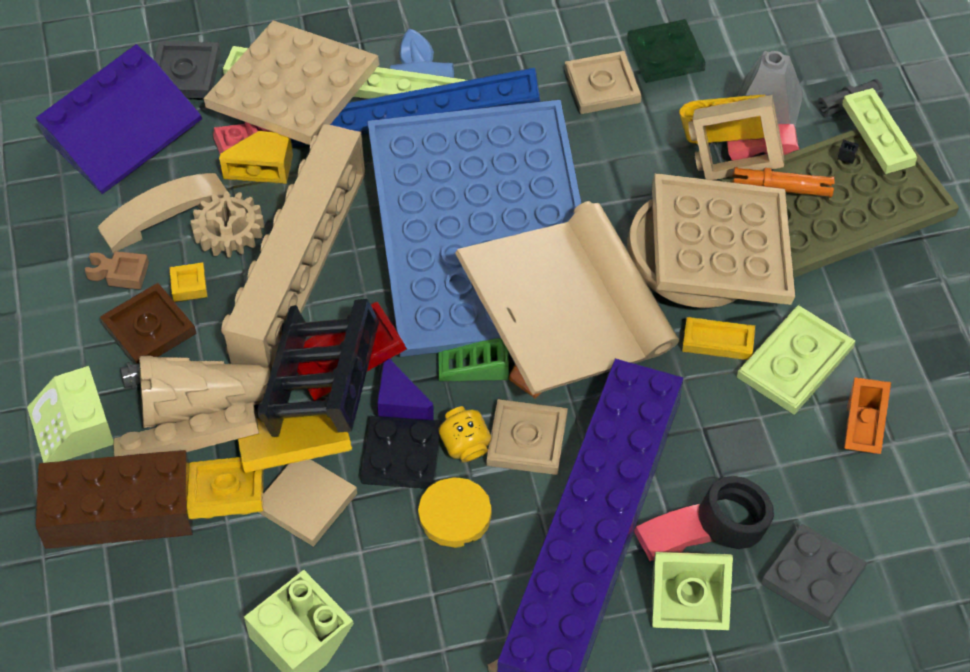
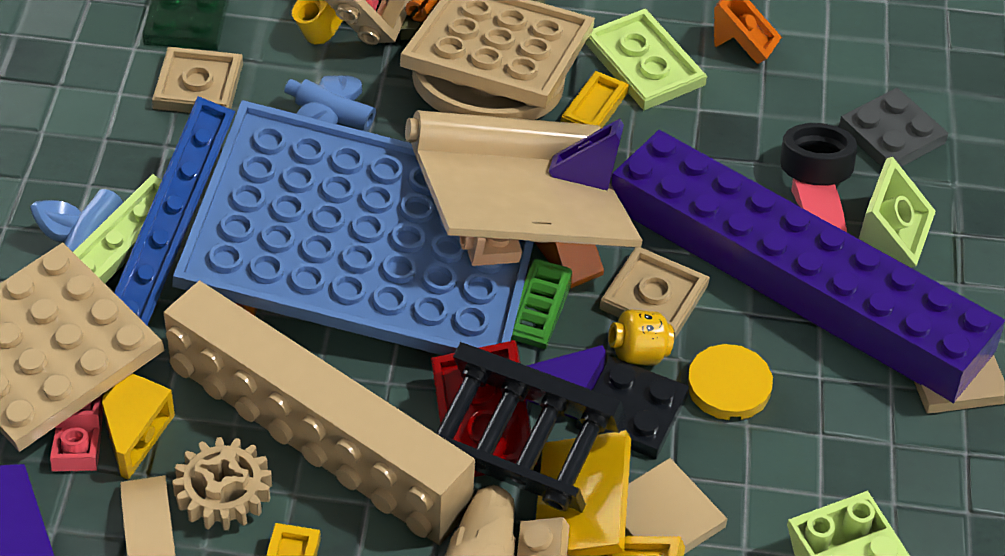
camera: 75 degrees left, 5 degrees down
(614, 164) = (333, 101): none -> medium blue plant
(622, 339) = (590, 159): none -> dark purple slope

